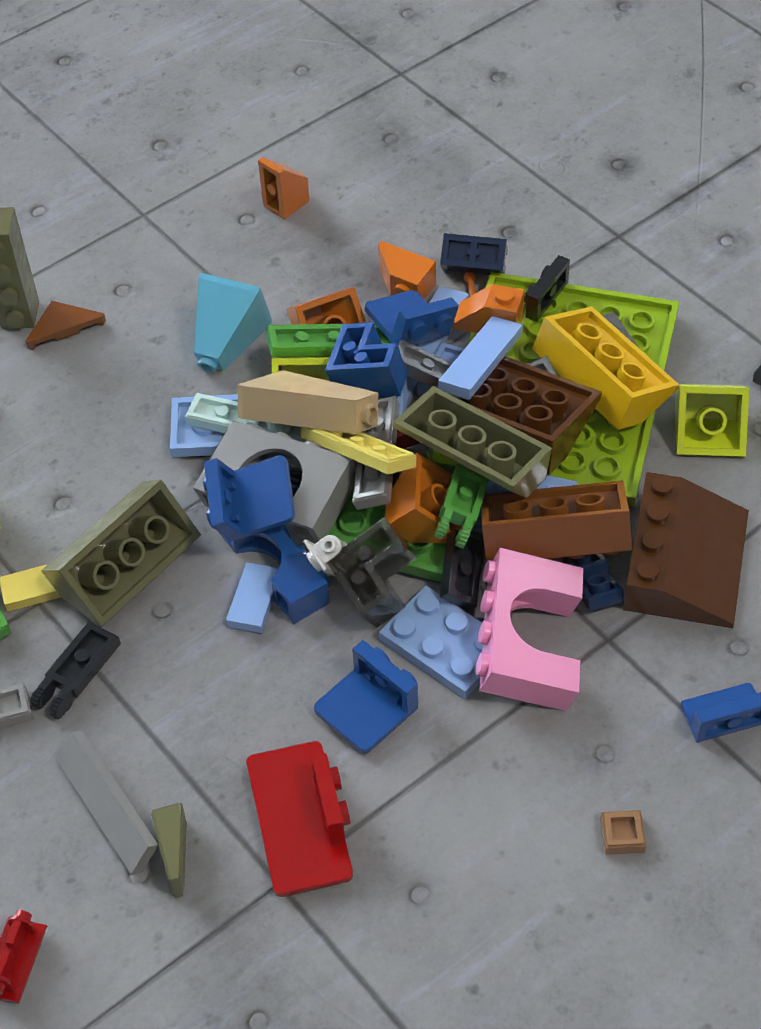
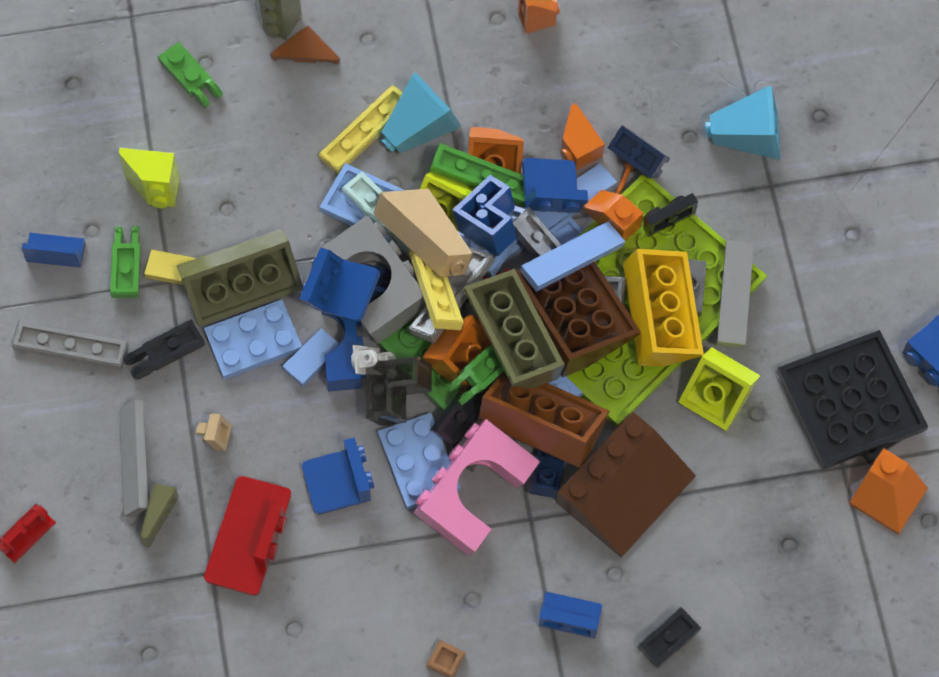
camera: 25 degrees right, 15 degrees up
(169, 368) = (360, 132): none -> light yellow tile
(173, 612) = (253, 339): none -> light blue plate
(189, 724) = (215, 432): none -> tan tile
(565, 189) = (748, 125): none -> medium azure slope
(663, 328) = (735, 294): none -> light grey tile

